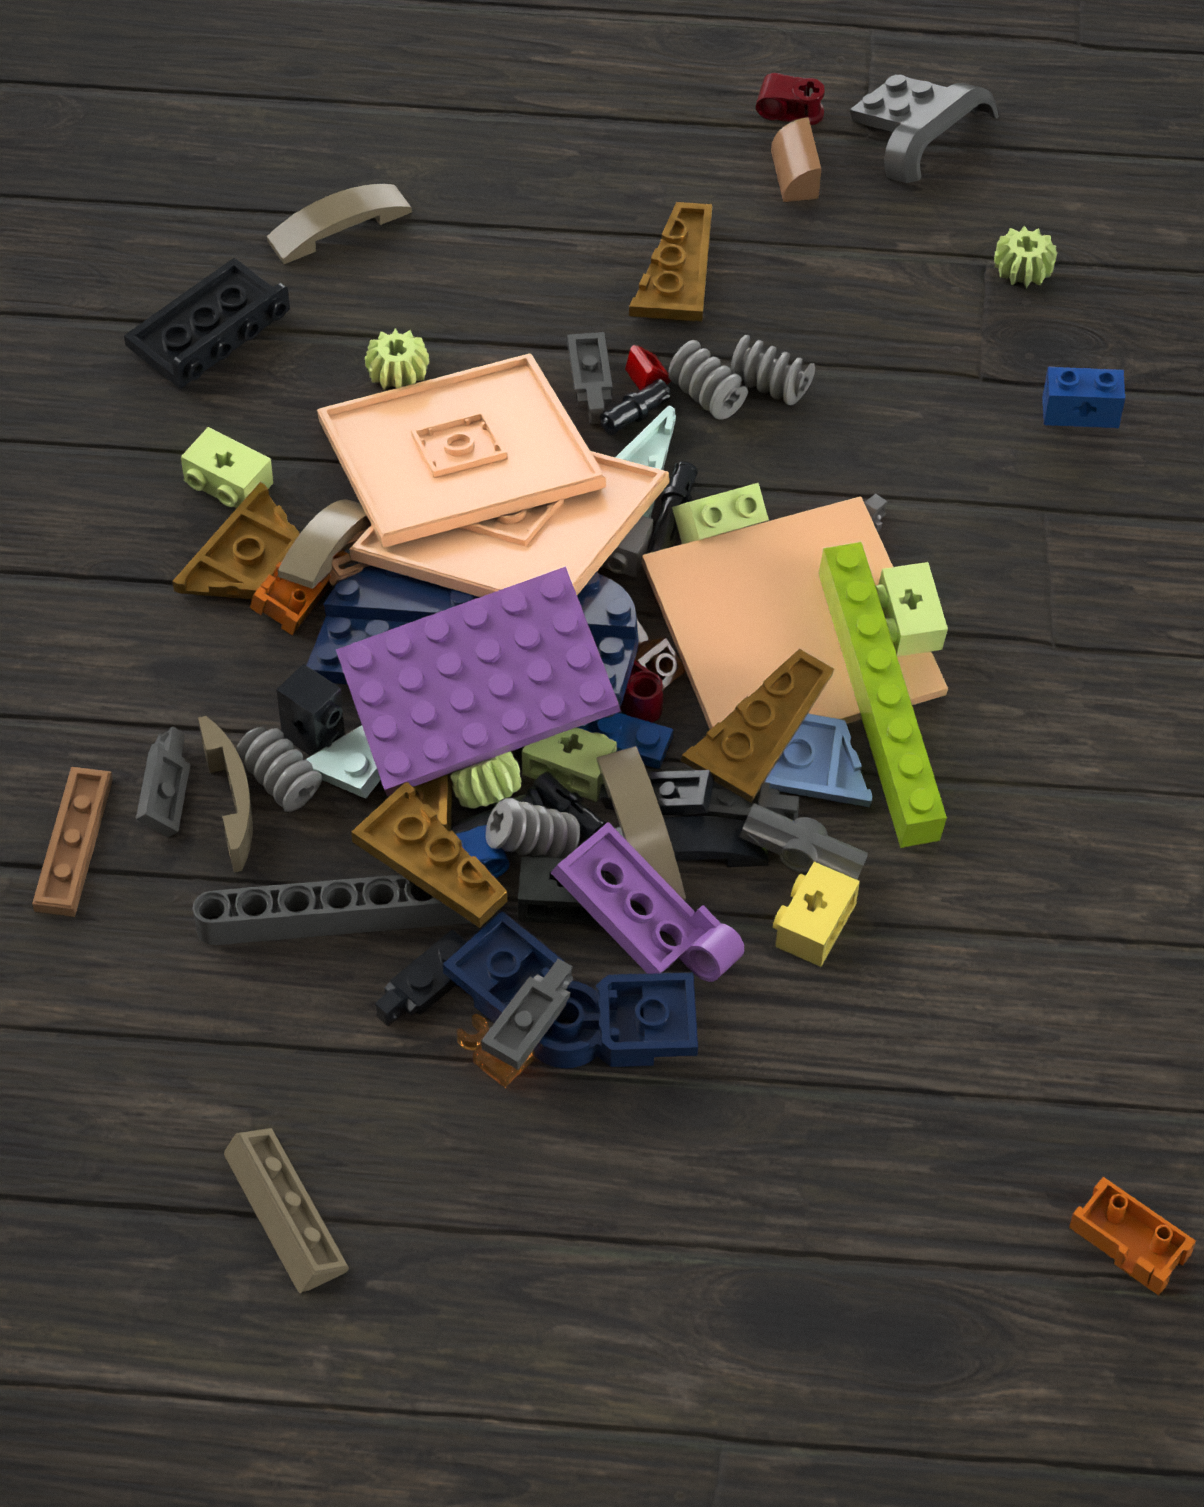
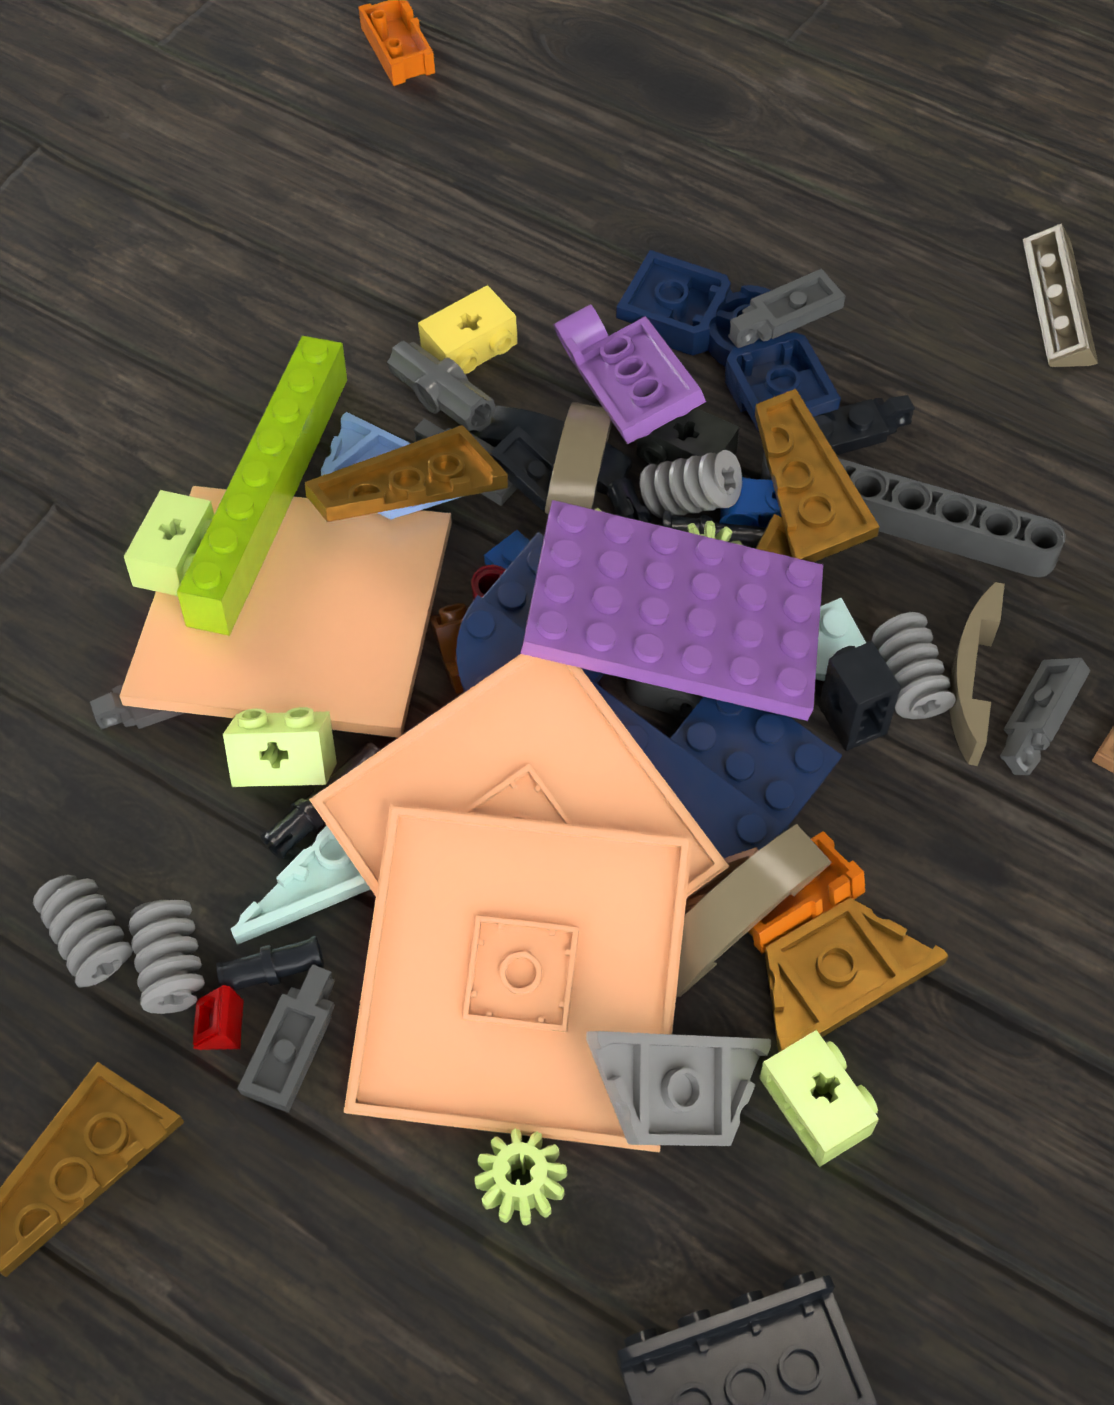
camera: 150 degrees left, 5 degrees up
(319, 427) = (677, 1085): none -> light grey wing
(494, 1067) = (825, 344): clear orange plate -> none

